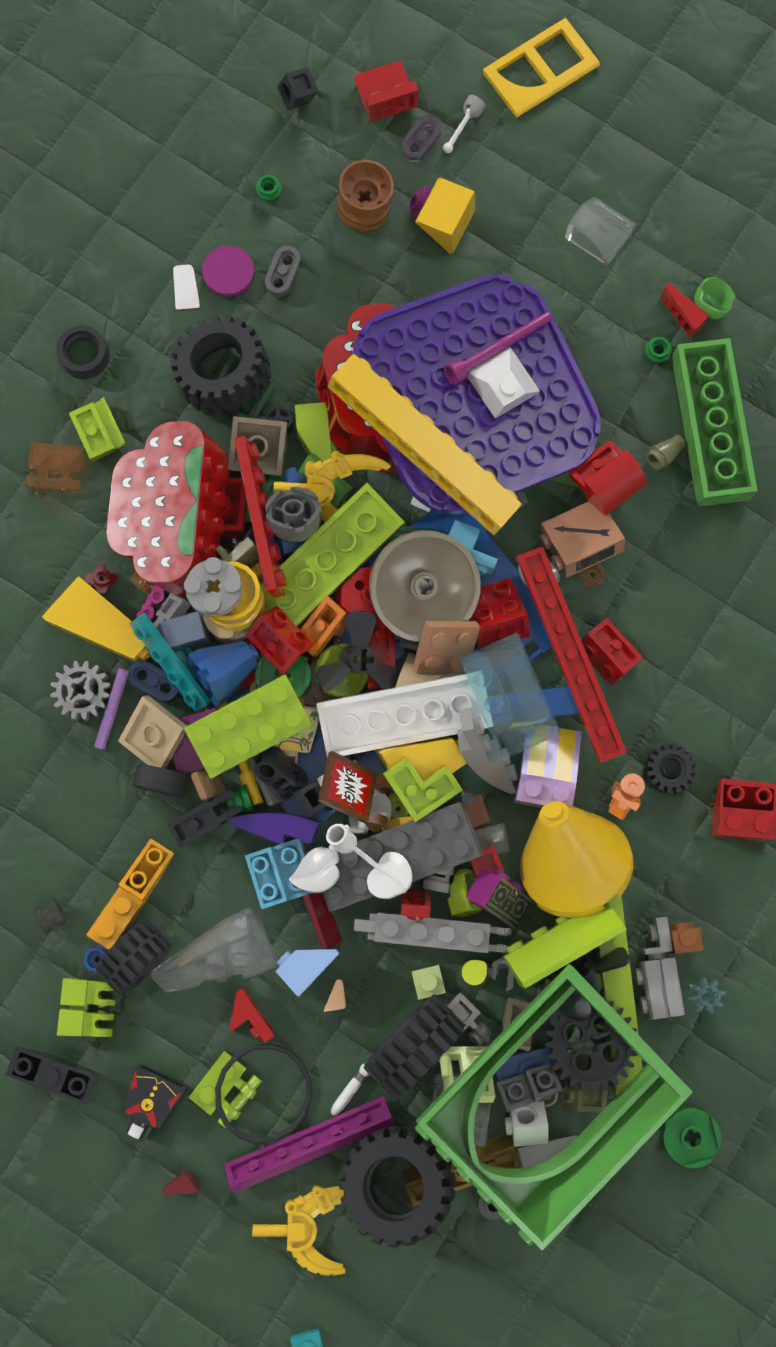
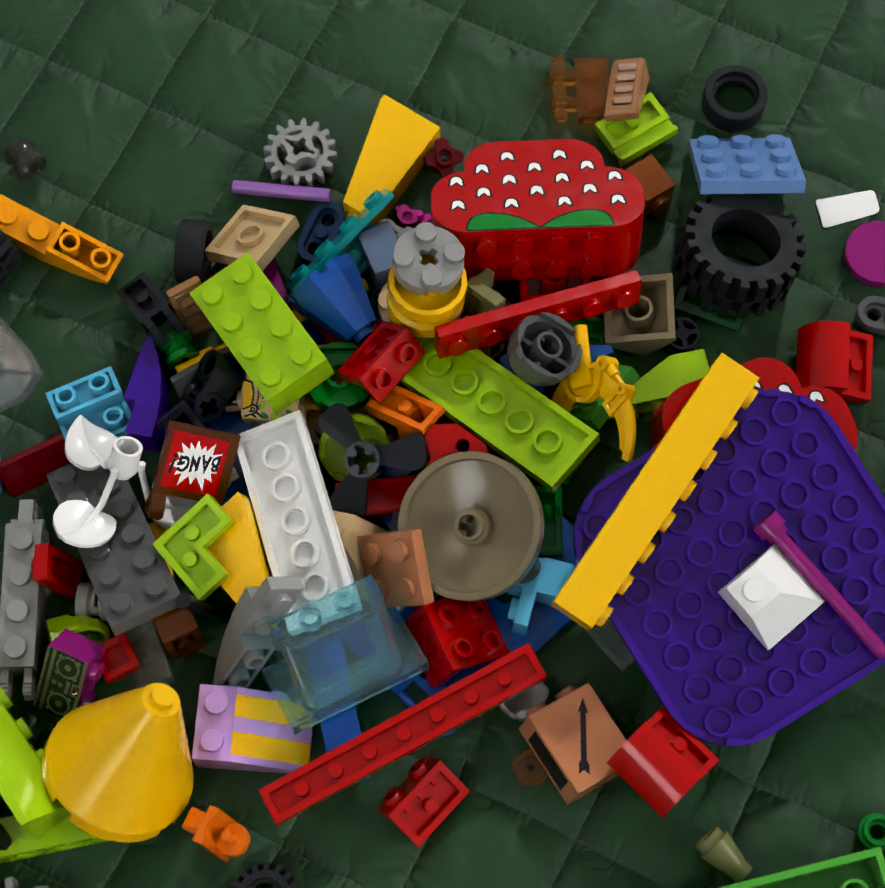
camera: 85 degrees right, 10 degrees down
(50, 425) = (626, 85): none -> medium nougat slope
(145, 422) = (656, 184): none -> dark orange brick
(148, 350) = (746, 165): none -> medium blue plate
(314, 316) = (835, 359): none -> red brick

